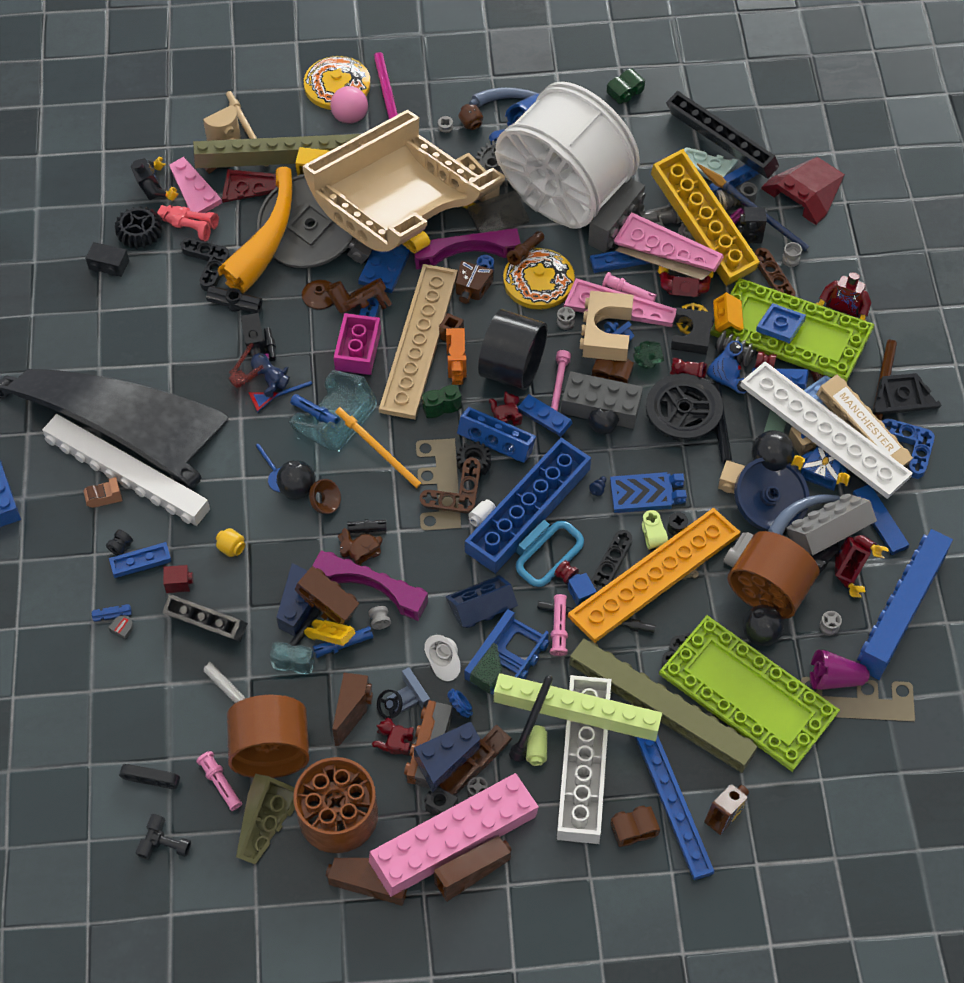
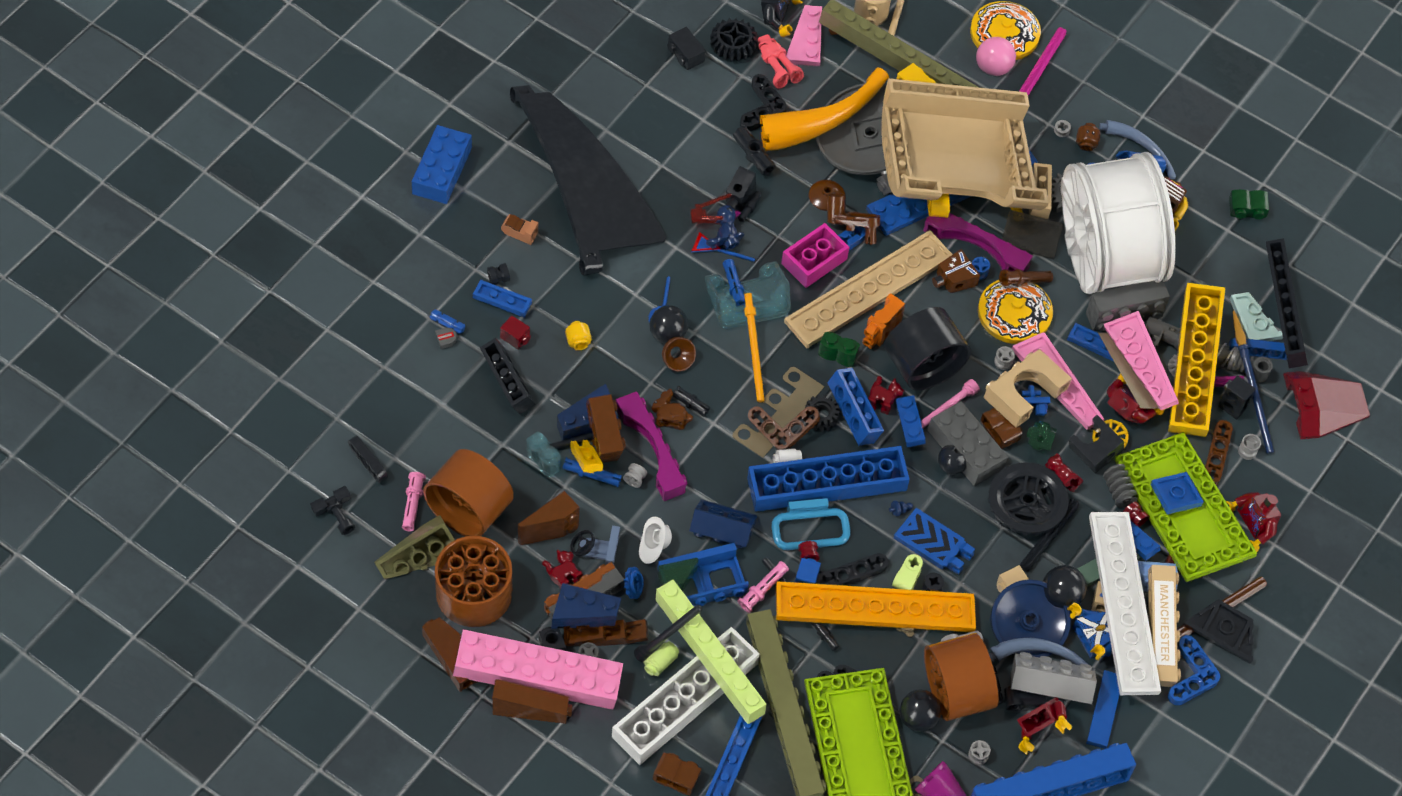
camera: 35 degrees right, 0 degrees up
(127, 470) = (553, 223): white brick -> none
(223, 683) = (479, 433): white axle -> none
(247, 184) = (848, 63): dark red wing -> none
(448, 322) = (903, 293): reddish brown brick -> none
(622, 286) = (1077, 366): bright pink pin -> none
(726, 368) = (1094, 494): blue head -> none
(727, 312) = (1141, 452): light orange panel -> none

